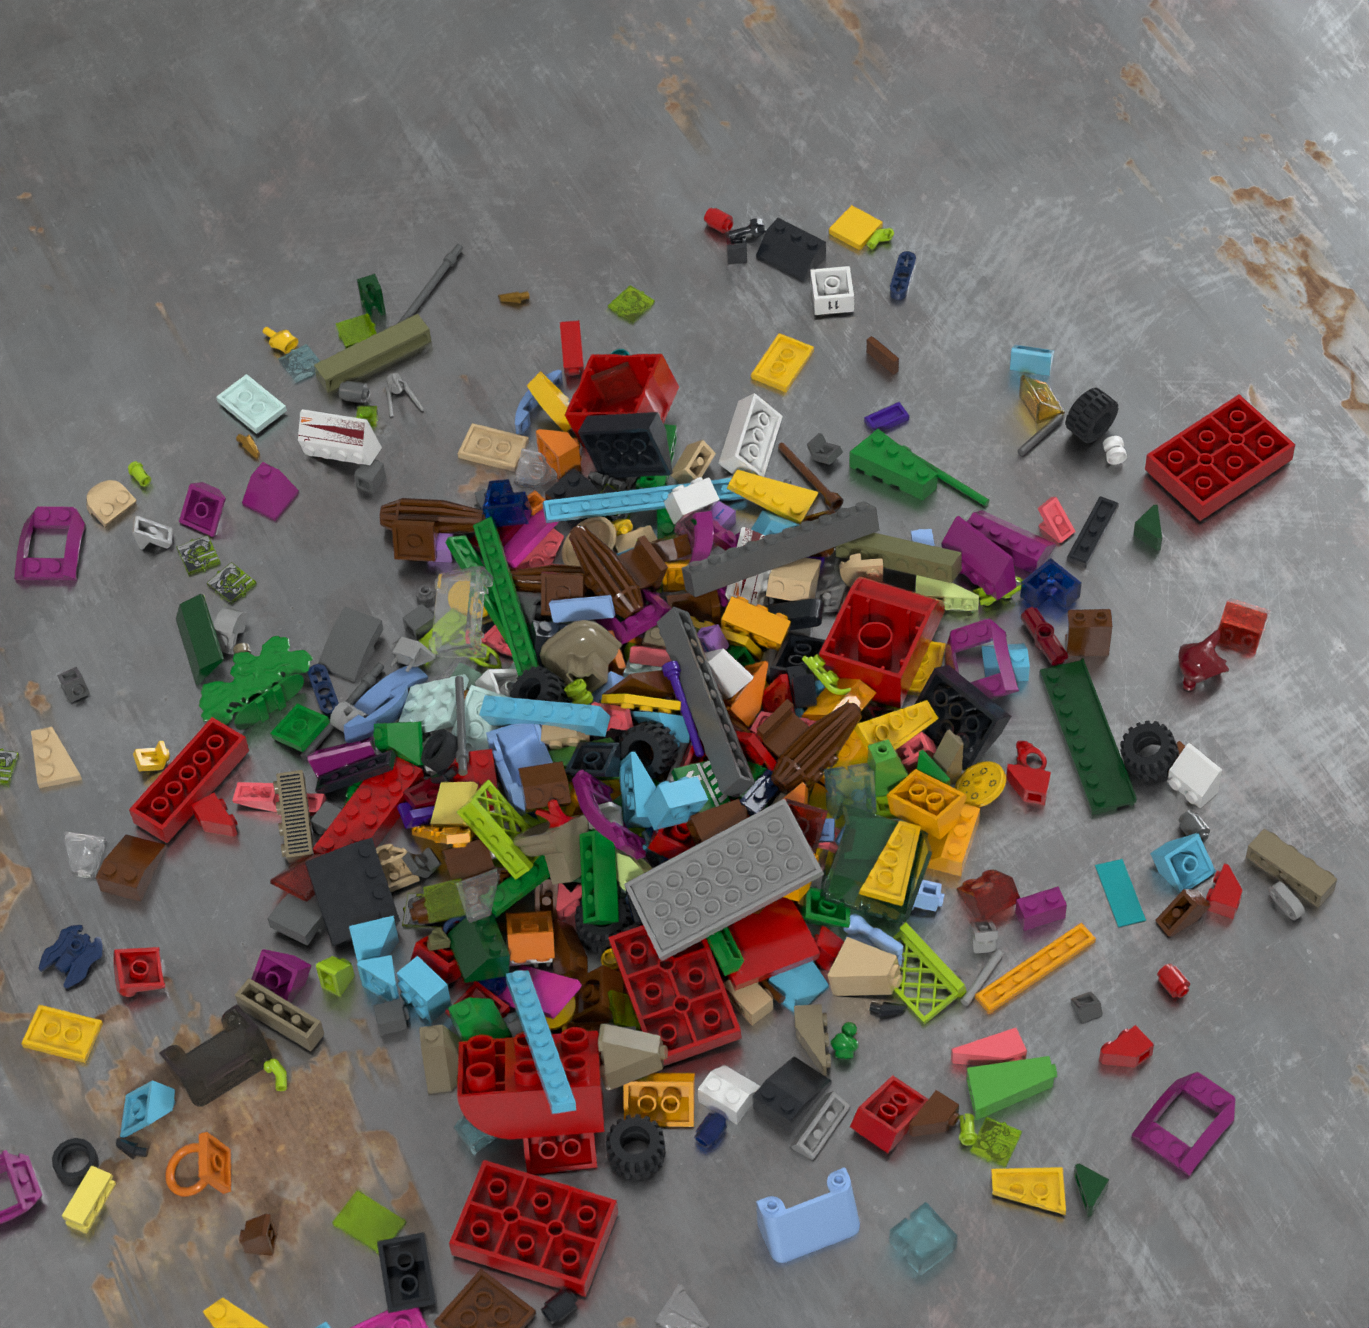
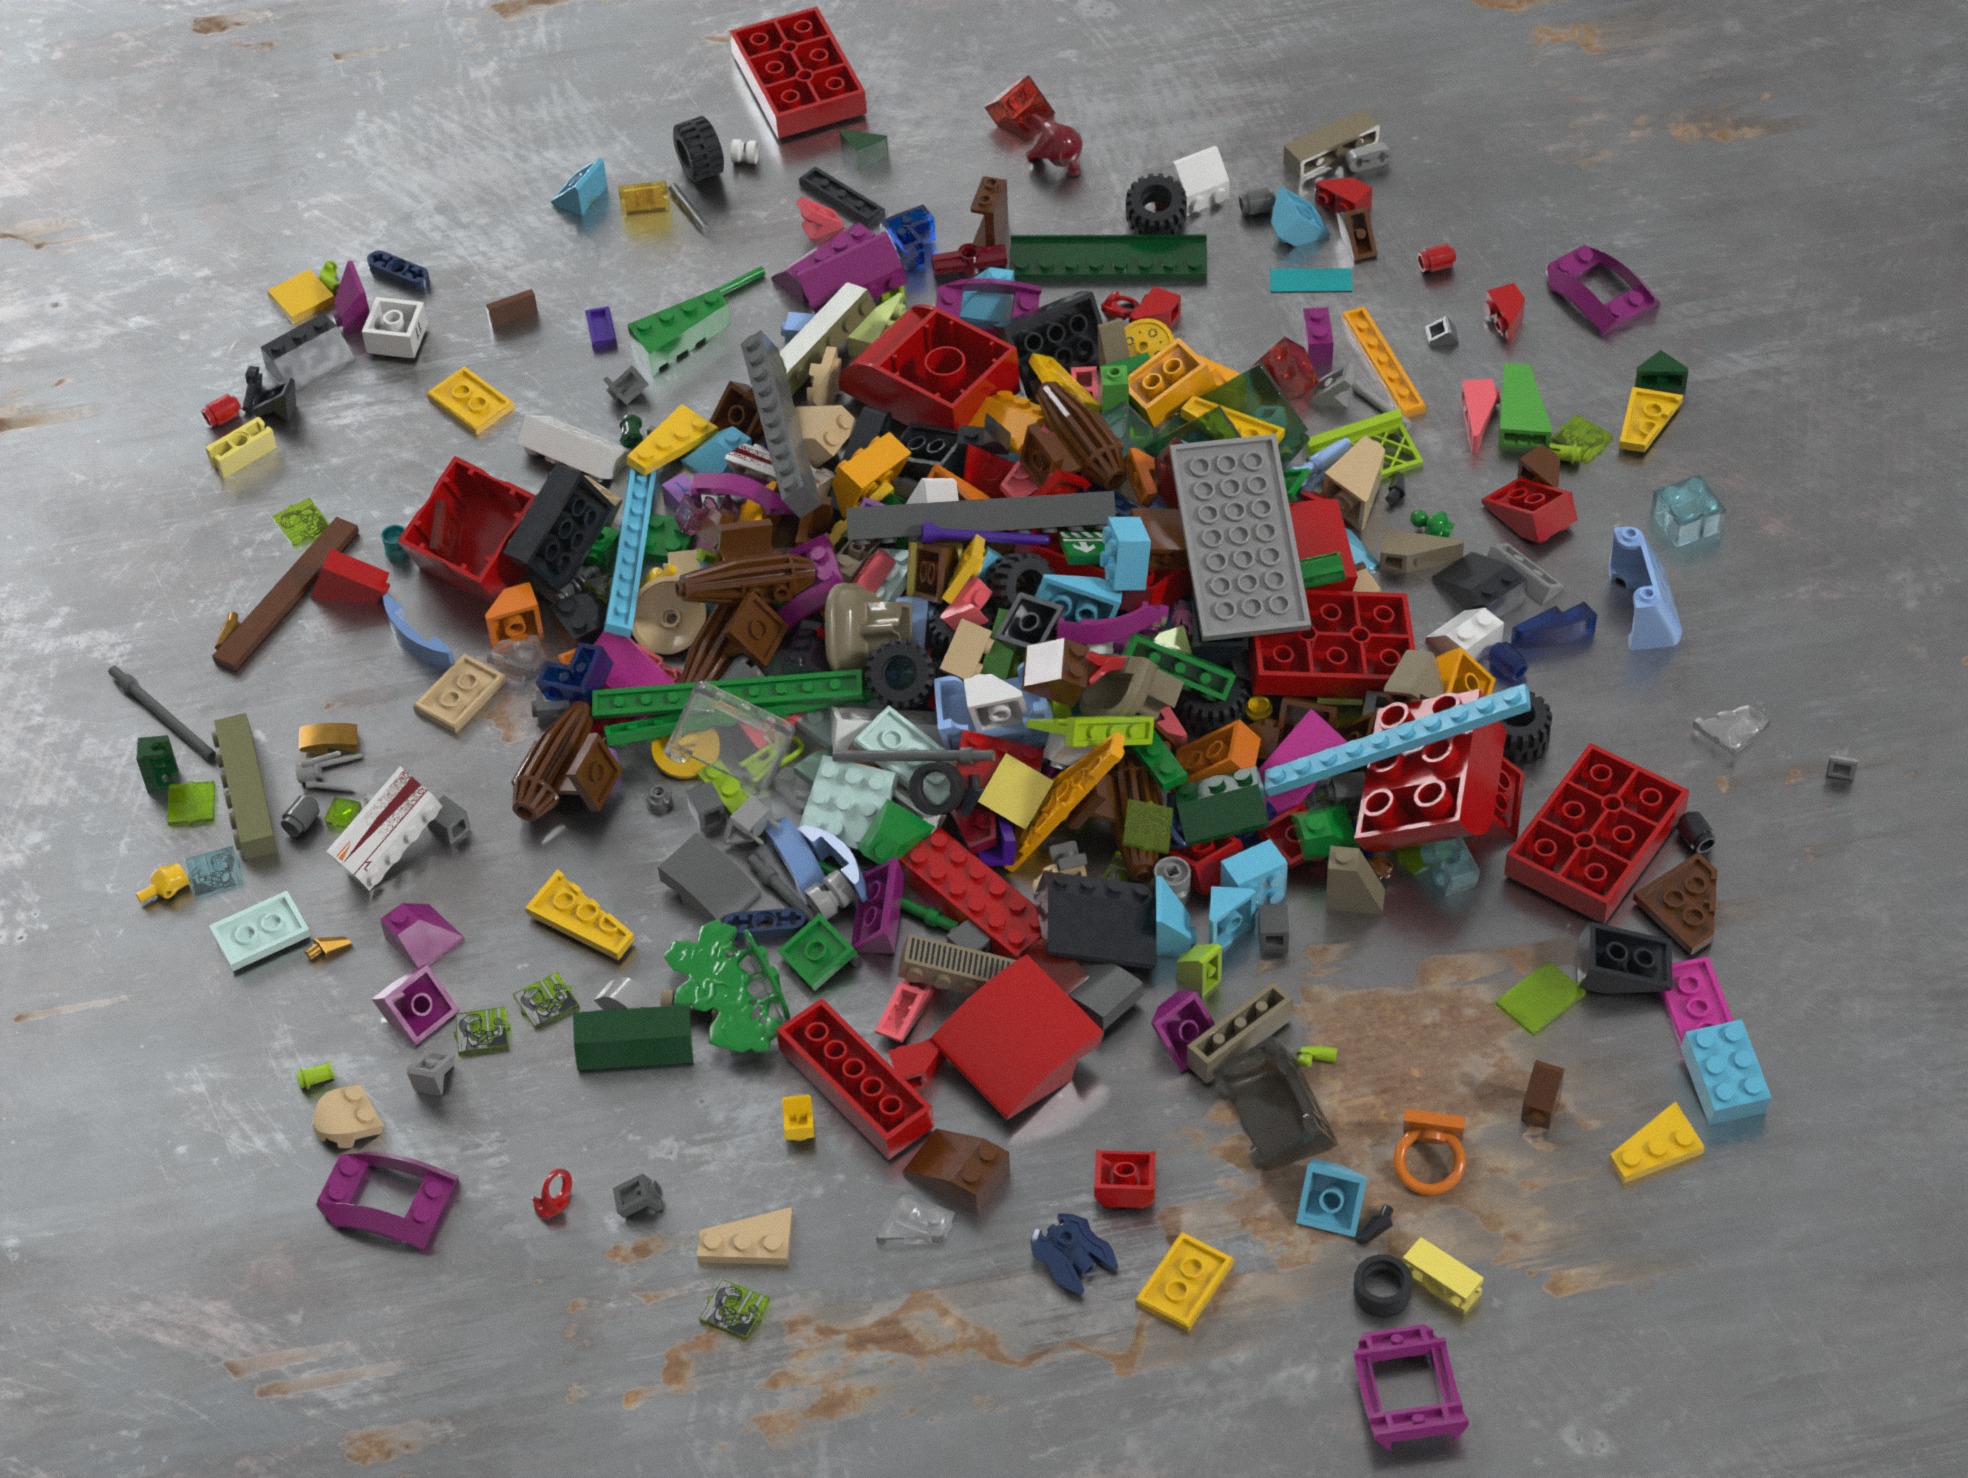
camera: 75 degrees left, 5 degrees down
(59, 638) = (551, 1206): none -> red piece
(237, 868) = (1017, 1037): none -> red slope
(303, 578) = (573, 913): none -> yellow wing
(355, 772) = (919, 890): black tile -> none
(410, 932) = (1177, 875): none -> light grey wheel
(429, 385) = (320, 737): none -> pearl gold slope
(438, 940) = (1193, 848): olive tile -> none
(478, 894) = (1164, 781): clear wing -> none
(517, 753) = (993, 702): none -> white slope
(551, 399) = (435, 607): yellow slope -> none
(553, 316) = (283, 595): none -> reddish brown tile
(576, 717) = (938, 670): medium azure arch -> none
(578, 692) = (918, 631): lime wheel -> none
(582, 609) = (788, 614): light blue tile -> none
(686, 243) = (241, 447): none -> light yellow piece
(695, 498) = (662, 497): white brick -> none
(758, 1158) = (1554, 627): none -> clear blue slope
(777, 468) = (630, 427): none -> dark green bush
(828, 679) = (964, 417): lime piece -> none
(833, 500) = (697, 394): reddish brown piece -> none
(854, 254) = (351, 302): none -> magenta slope

